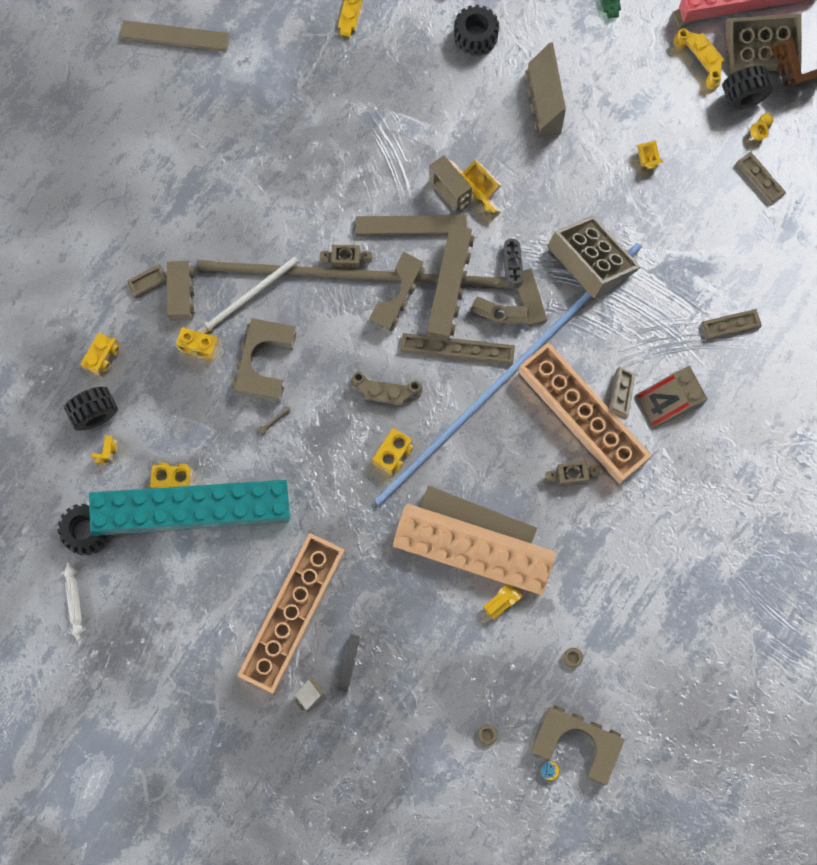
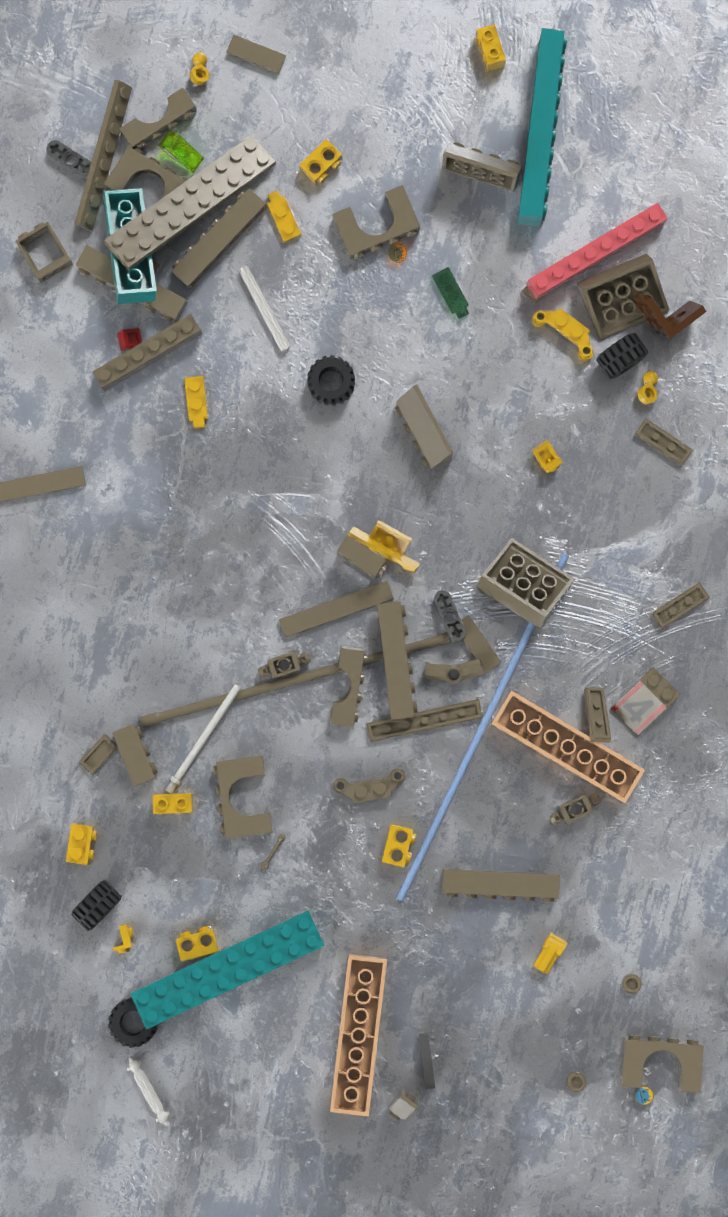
camera: 15 degrees left, 10 degrees up
(474, 549) = (508, 916): light nougat brick -> none

